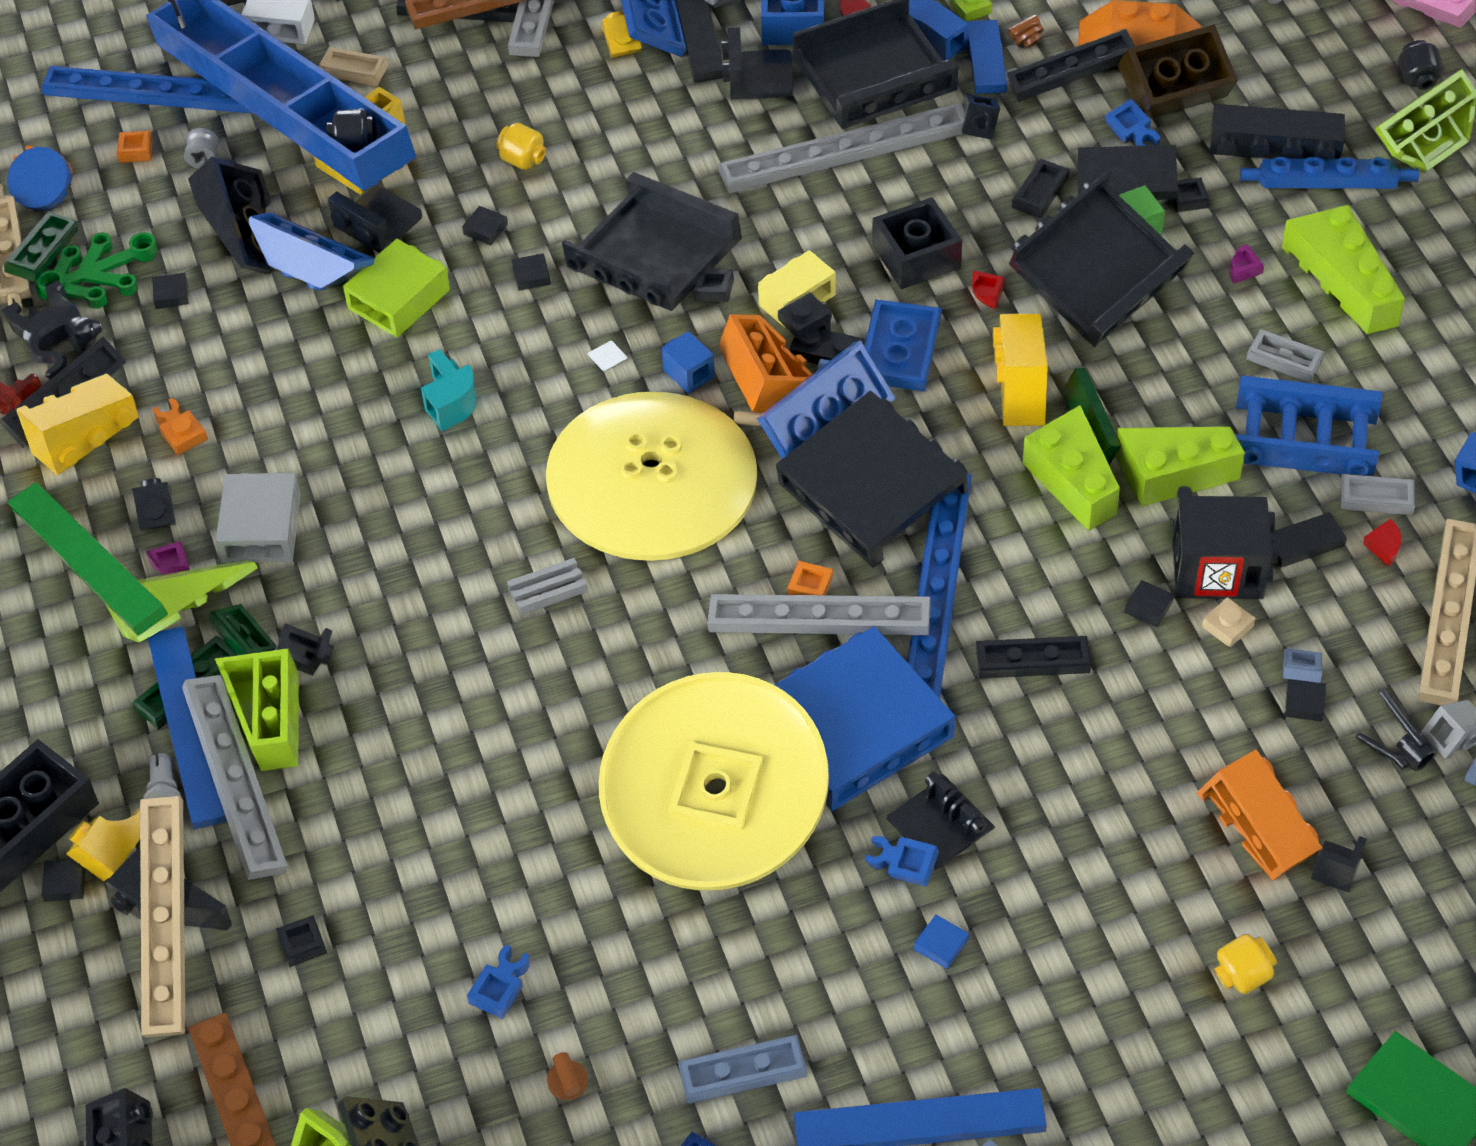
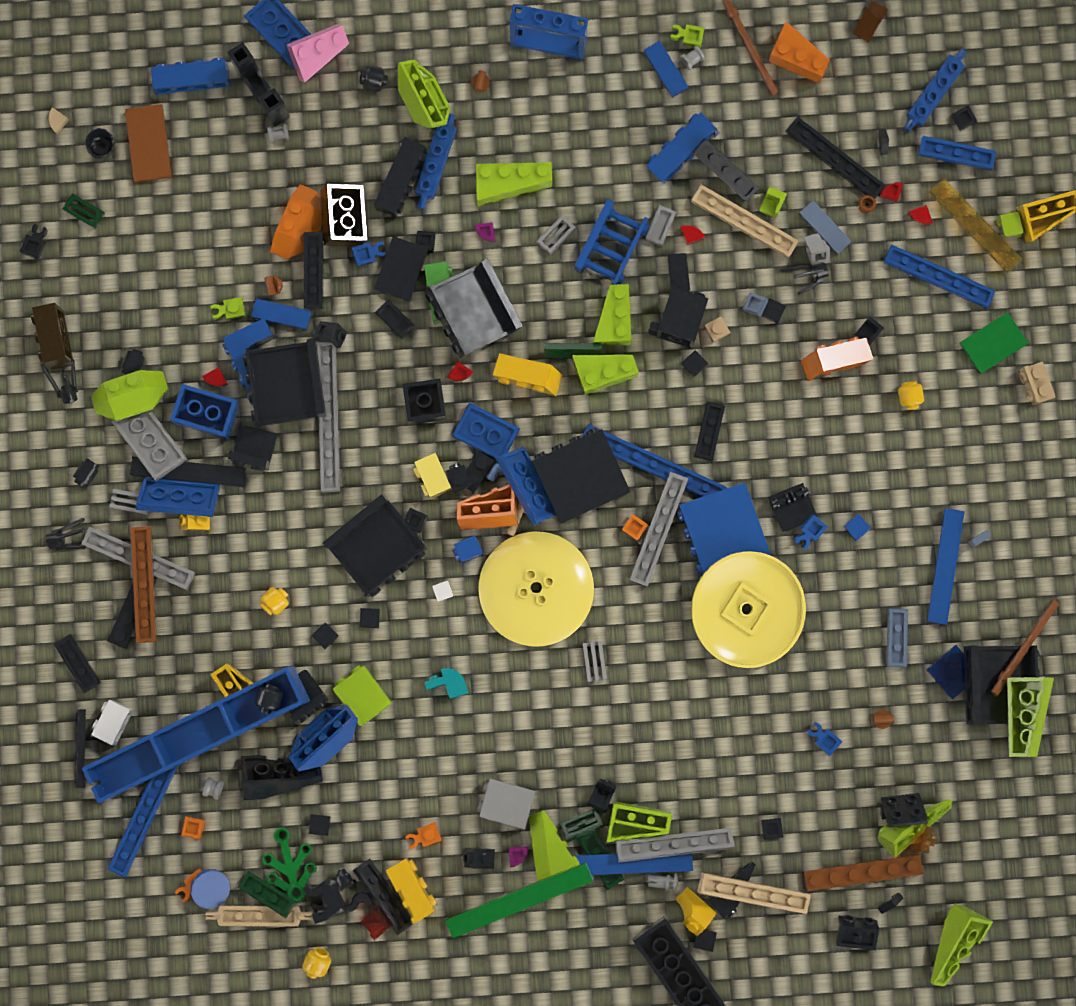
camera: 75 degrees left, 30 degrees up
(354, 66) = (166, 685): tan tile -> none

